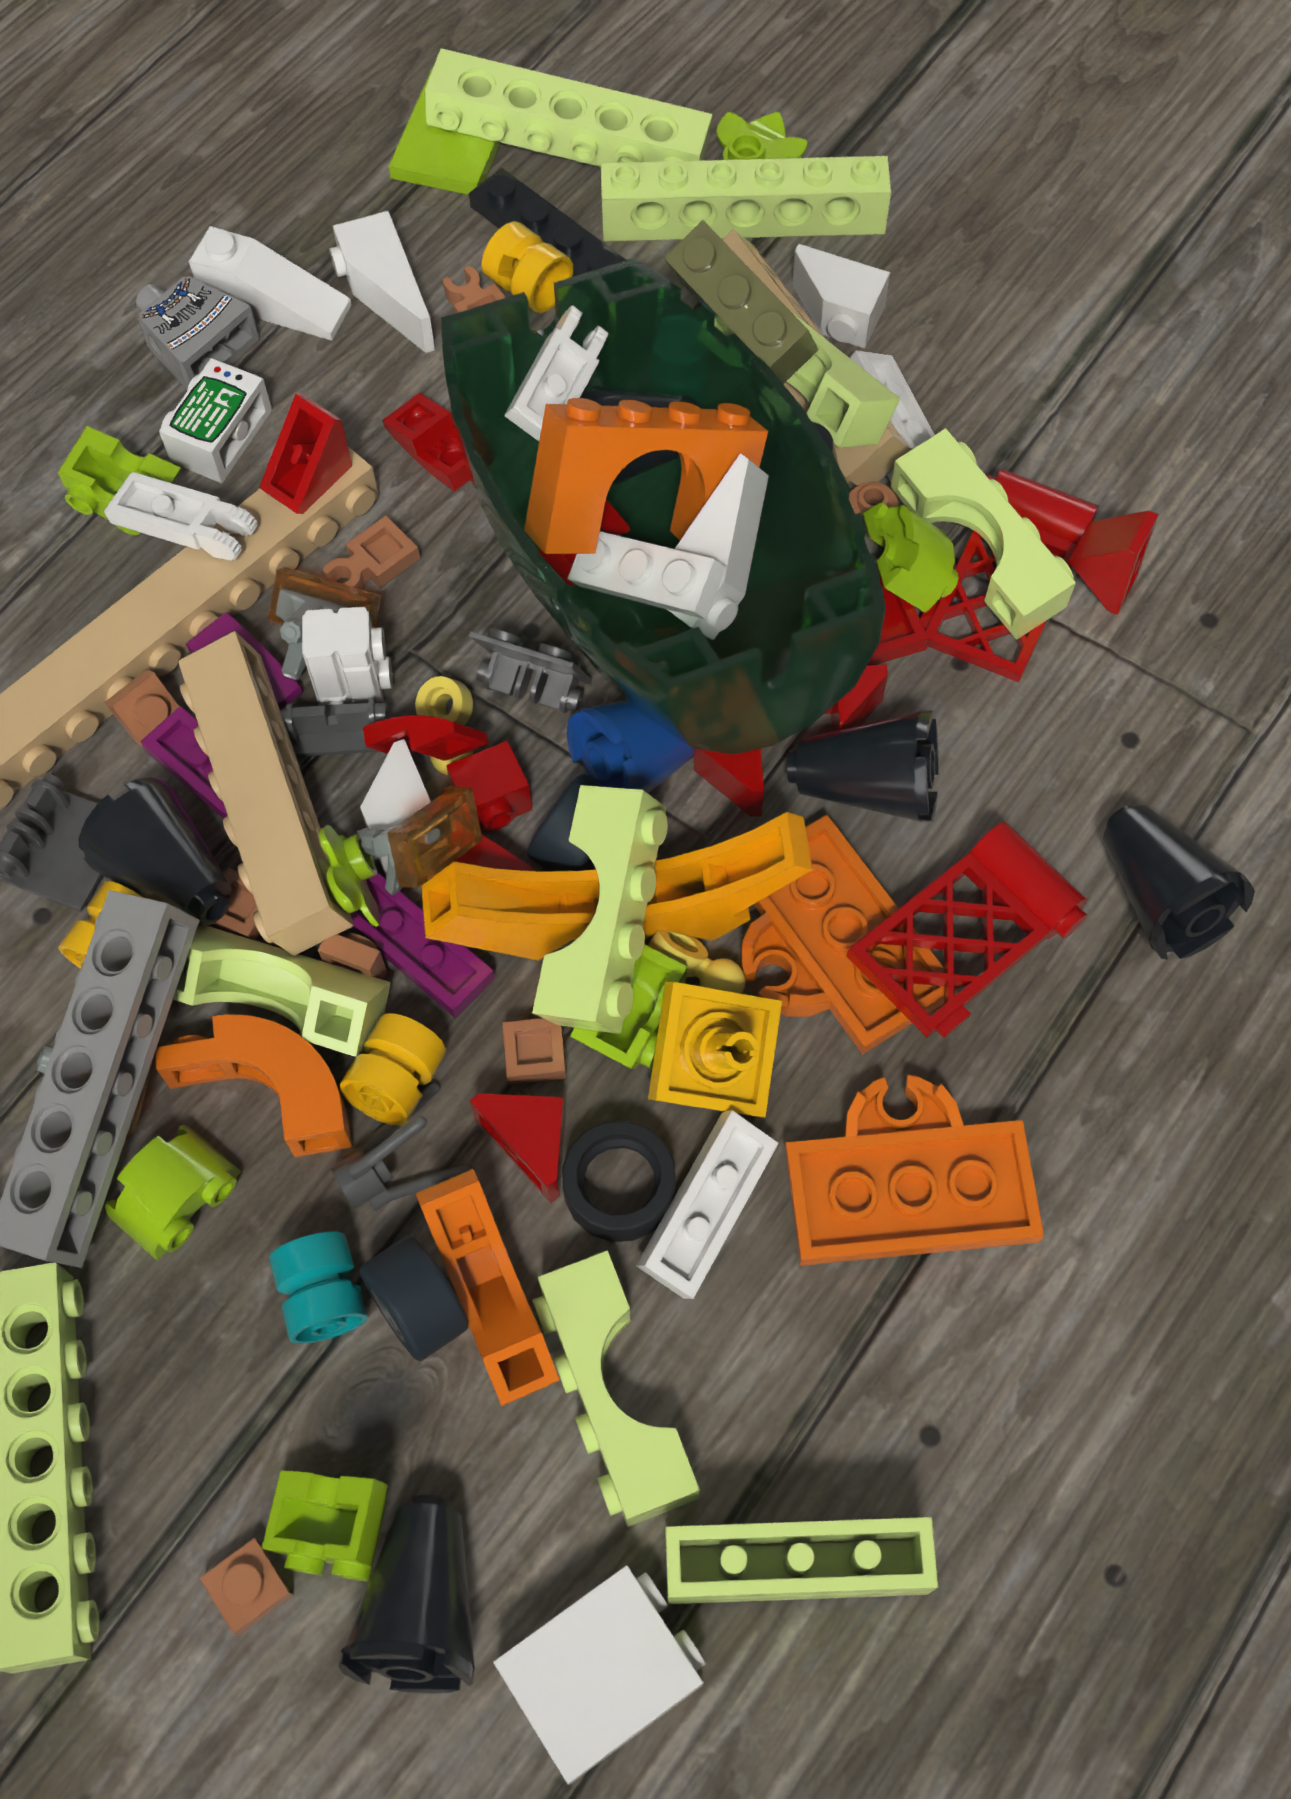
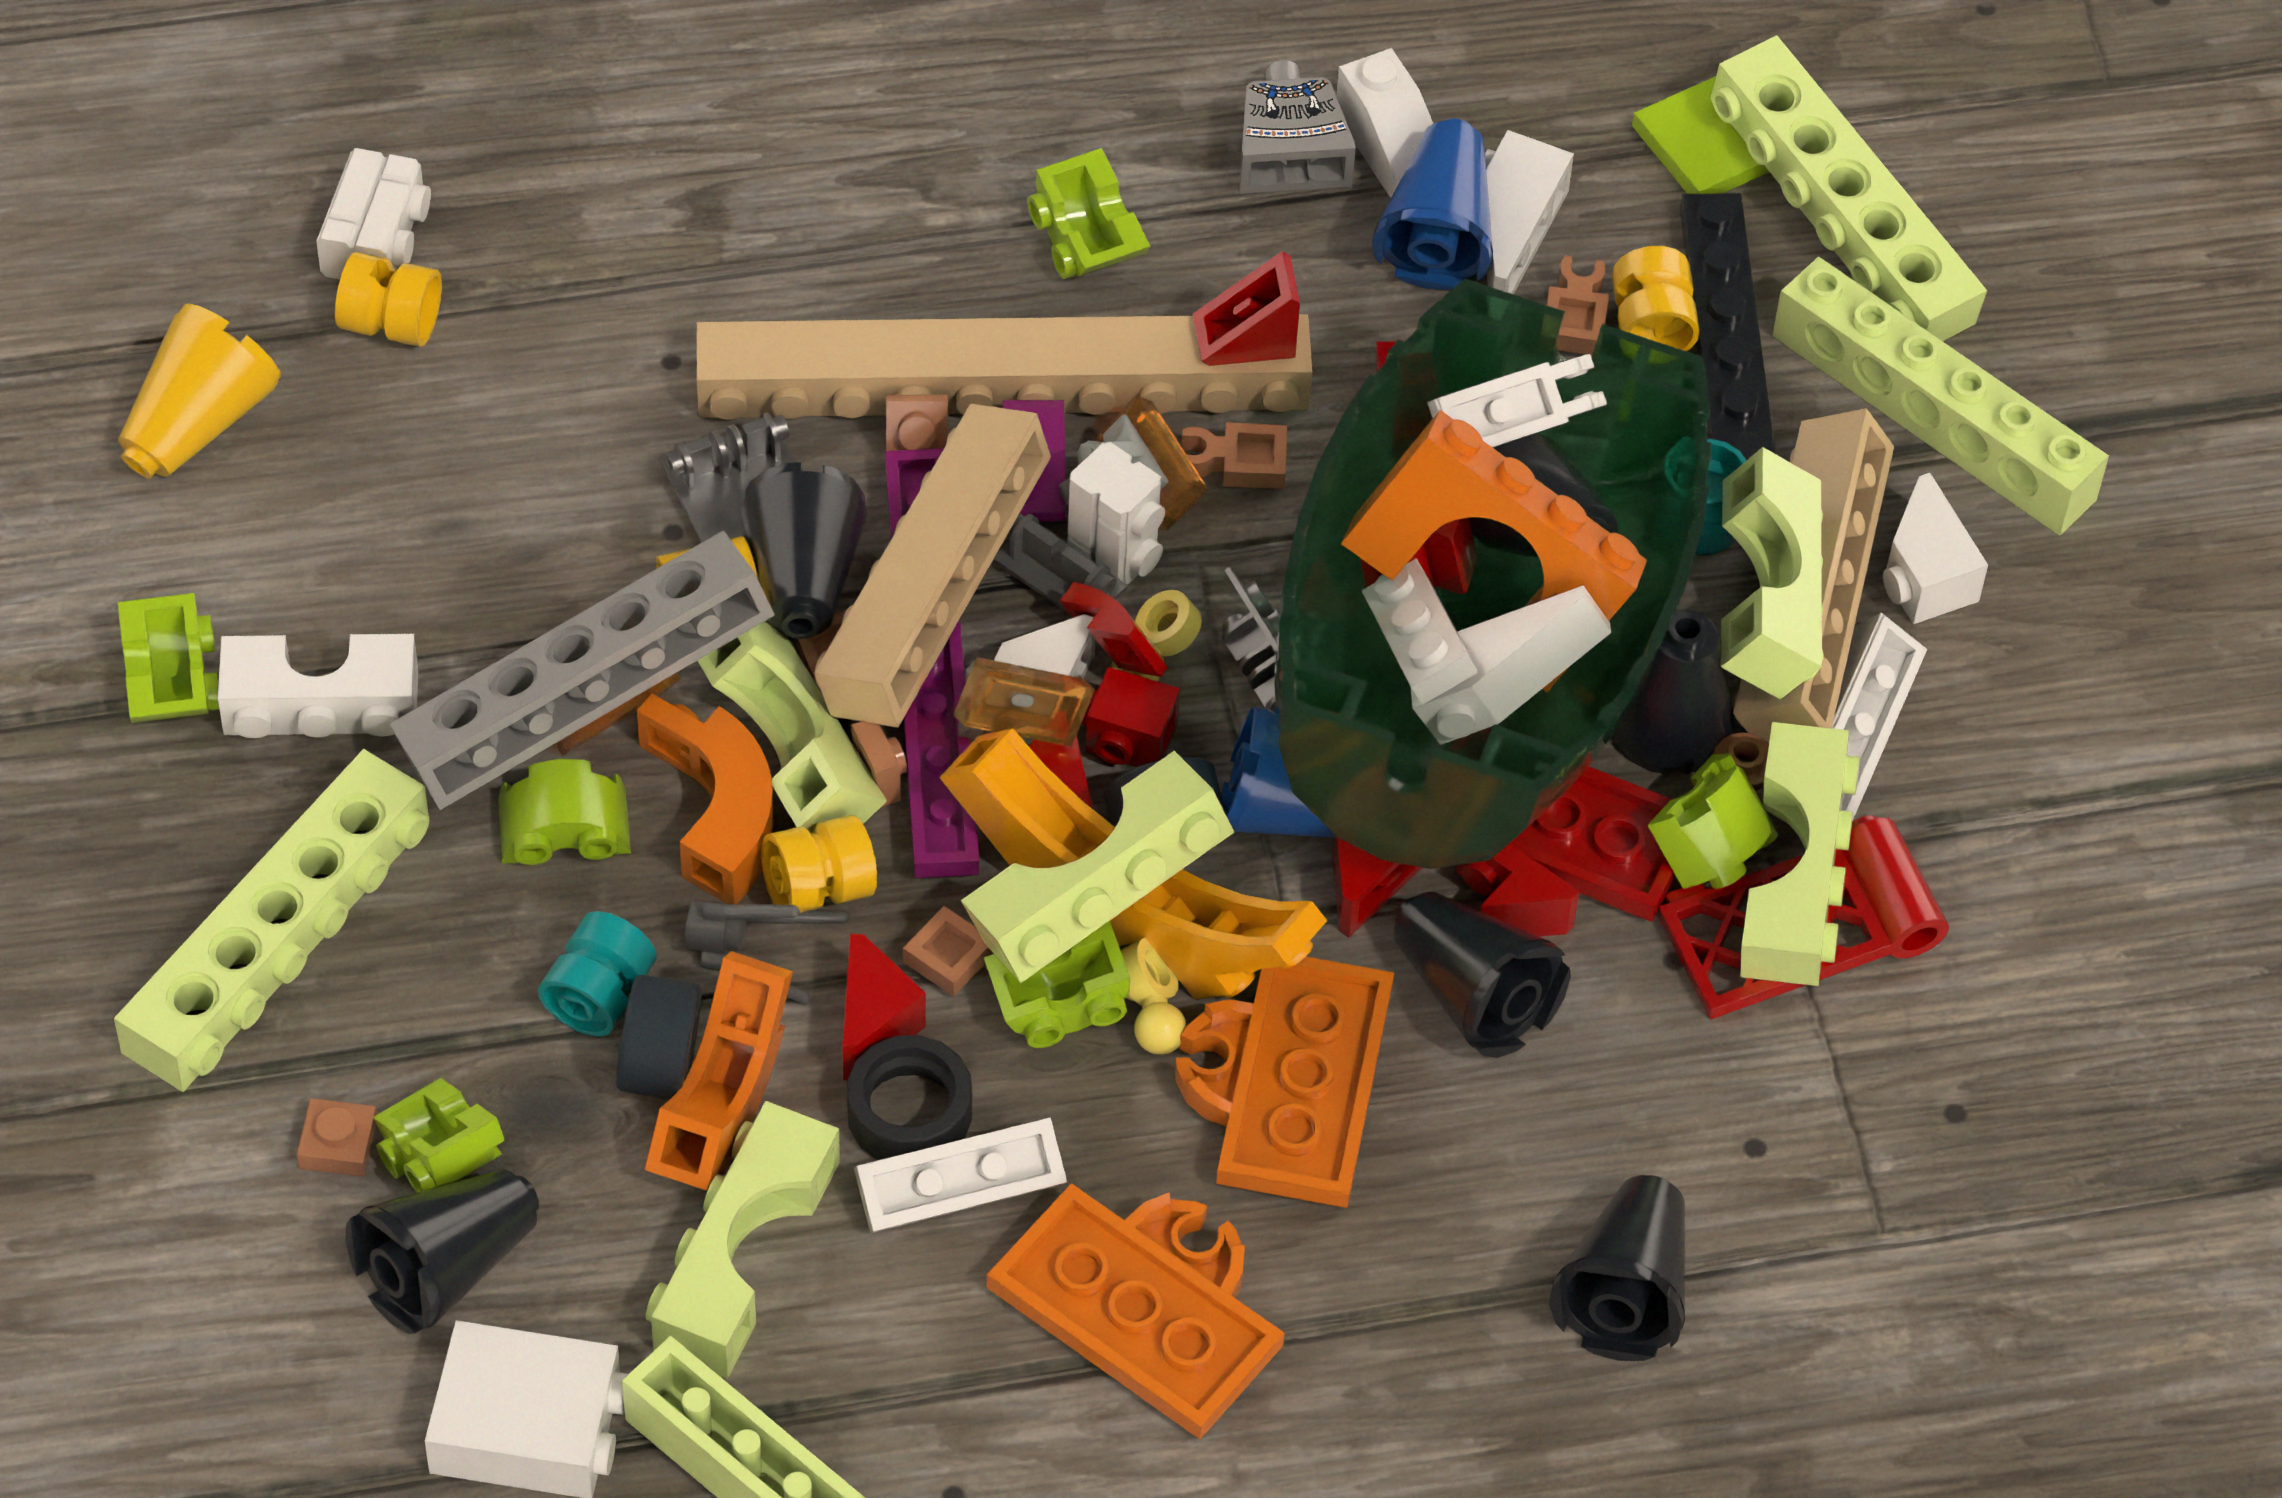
camera: 40 degrees right, 10 degrees down
(179, 515) = (1097, 283): white hinge -> none
(215, 420) = (1227, 228): white brick -> none
(345, 305) = (1440, 211): none -> blue cone
(349, 873) = (932, 681): lime plate -> none
(715, 1049) = (1087, 1063): yellow plate -> none
(741, 301) = (1745, 468): olive brick -> none
(758, 139) = (2024, 356): lime plate -> none
(1022, 888) = (1497, 1172): red piece -> none
(1112, 556) = (1900, 978): red slope -> none

